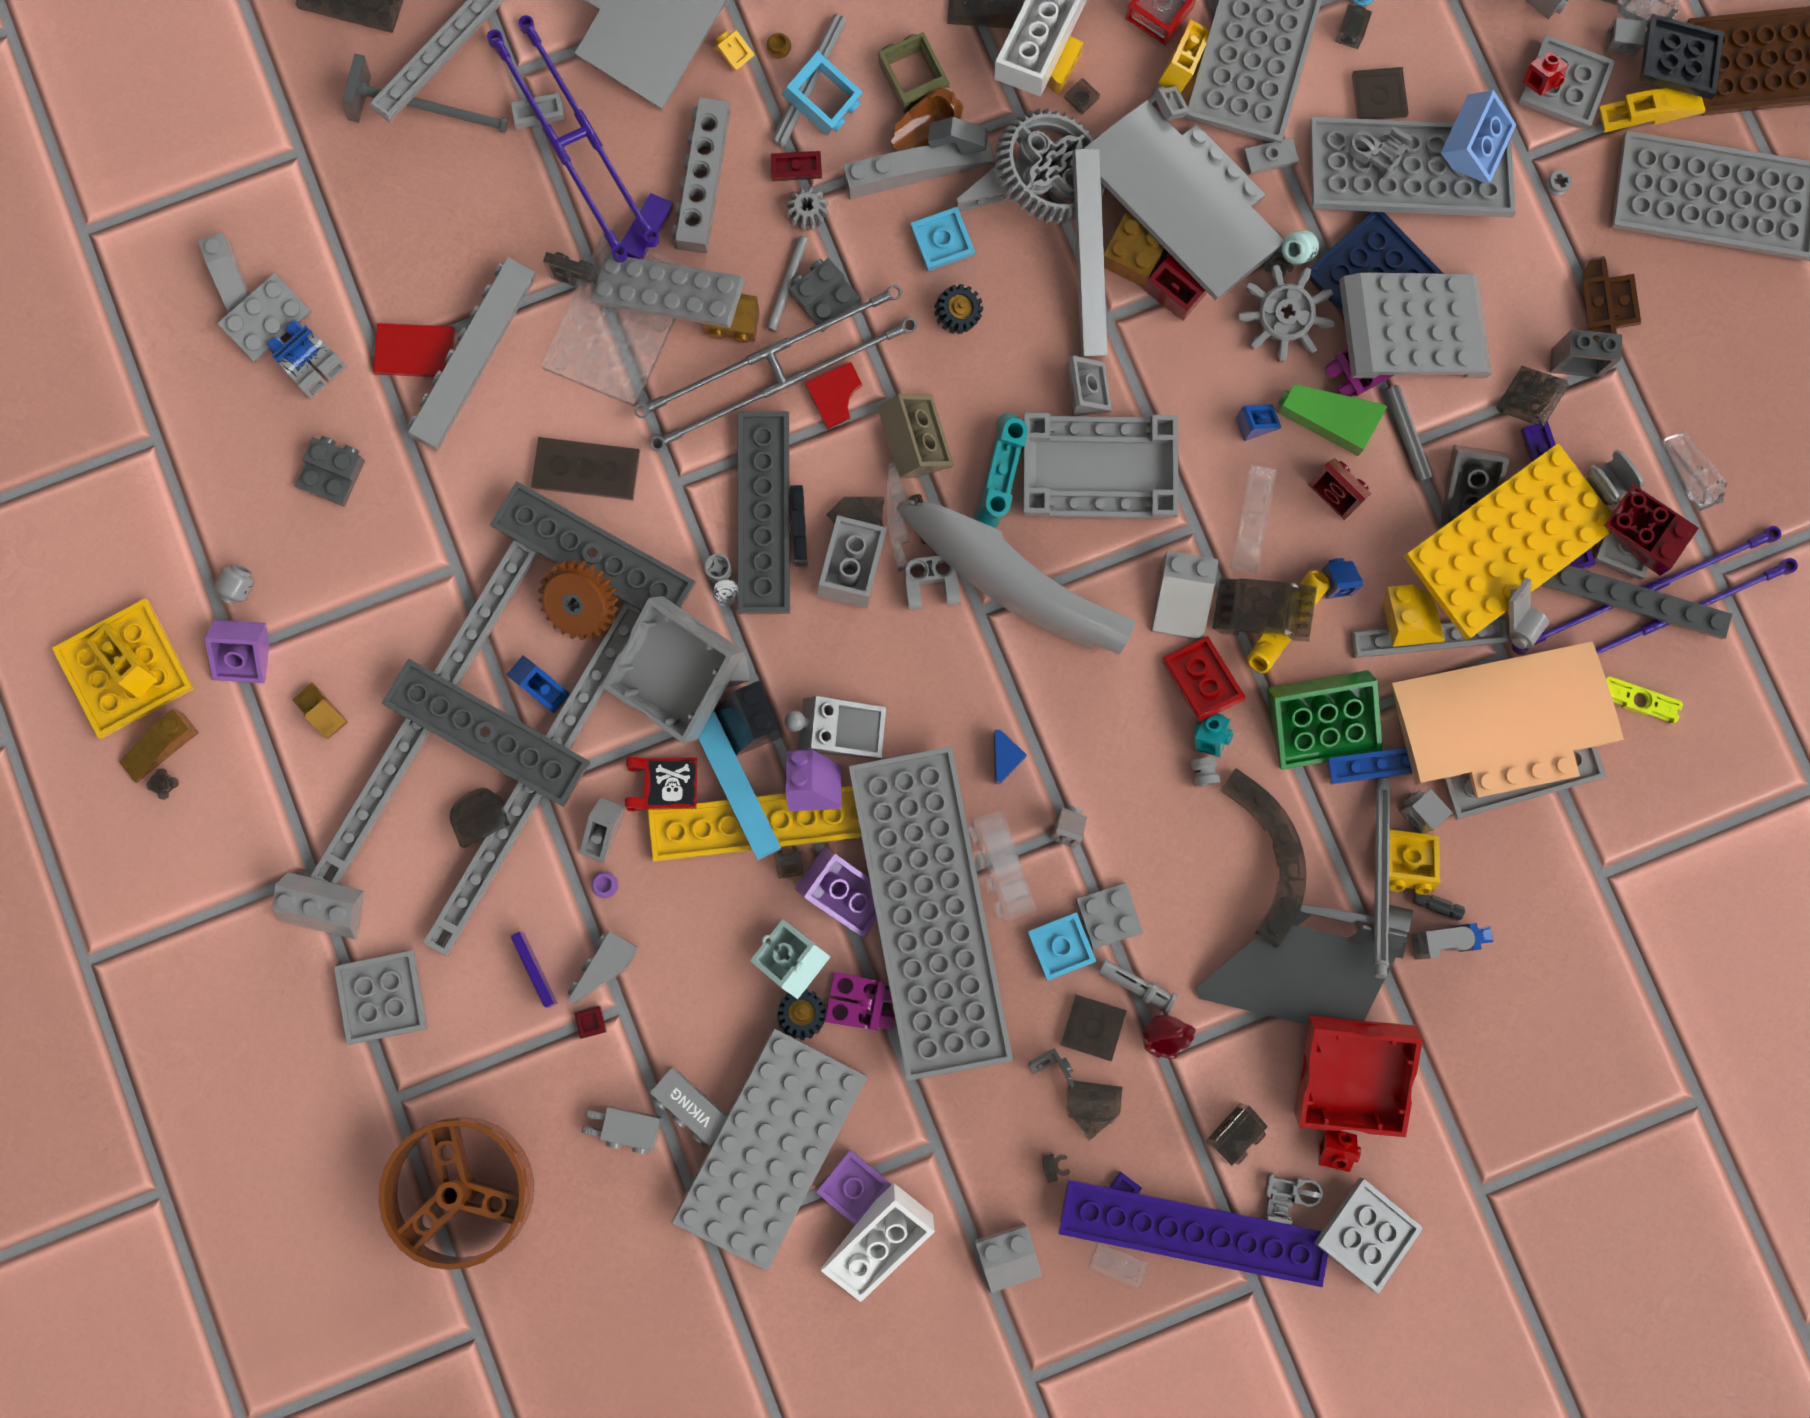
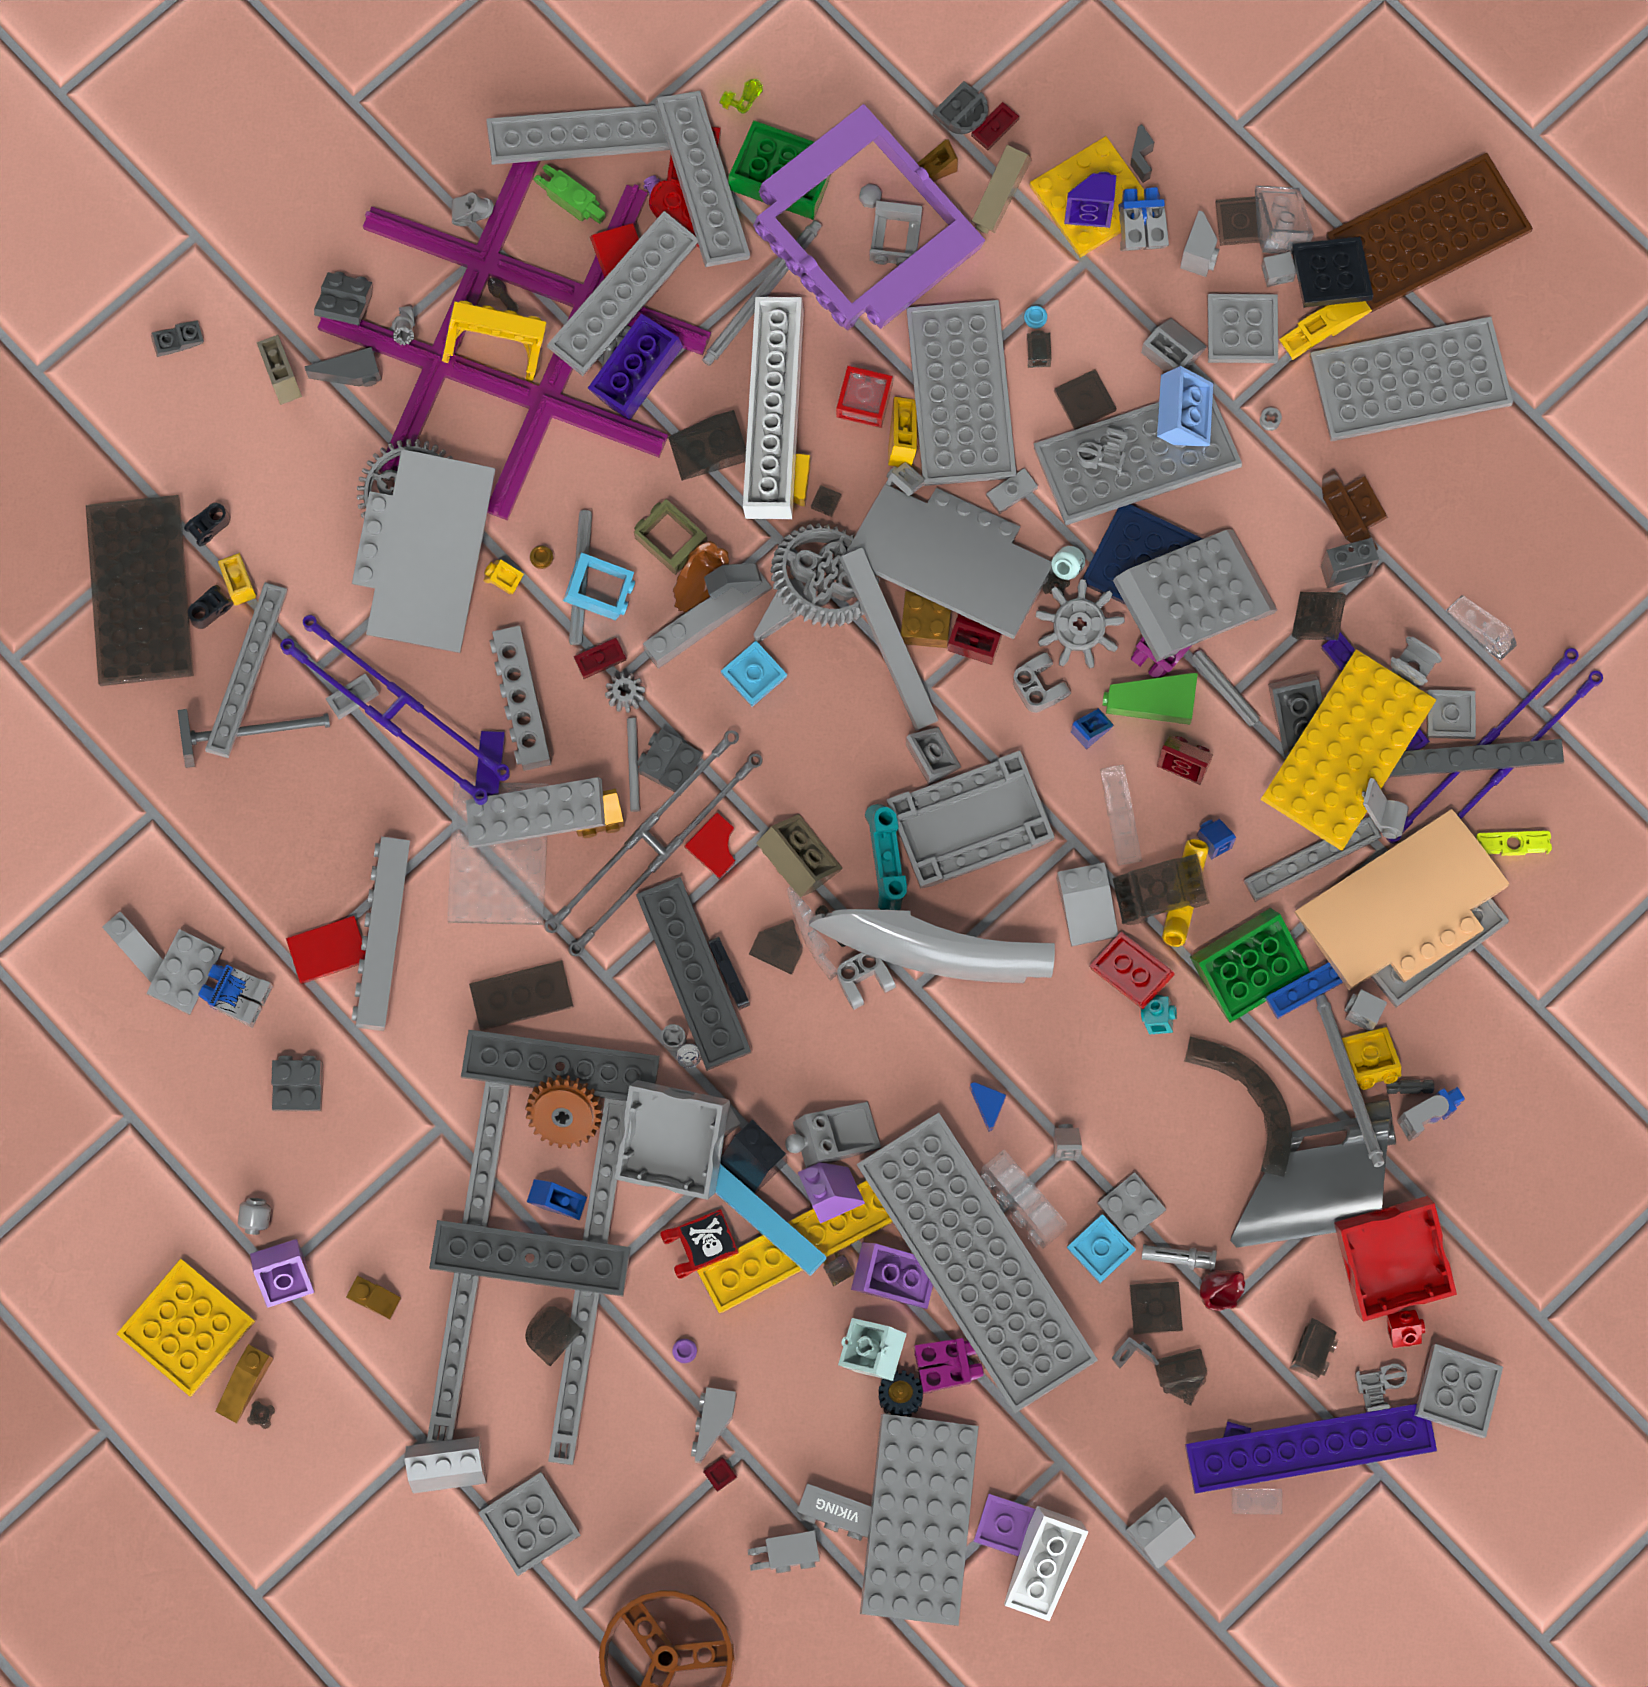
camera: 15 degrees left, 5 degrees down
(121, 661) = (185, 1320): yellow slope -> none
(534, 970) = (653, 1447): dark purple tile -> none
(569, 271) = (433, 828): clear smoke plate -> none
(601, 829) = (663, 1304): light grey slope -> none
(851, 561) = (788, 986): light grey slope -> none
(958, 309) = (792, 730): black wheel -> none
(1051, 1168) = (1166, 1440): clear smoke tile -> none
(1205, 771) = (1165, 1050): light grey wheel -> none
(1227, 374) = (1034, 687): none -> light grey piece
(1411, 616) = (1289, 847): yellow slope -> none
(1488, 70) = (1172, 346): none -> light grey slope
(1545, 73) = (1220, 331): red brick -> none
(1650, 530) = (1462, 694): dark red slope -> none

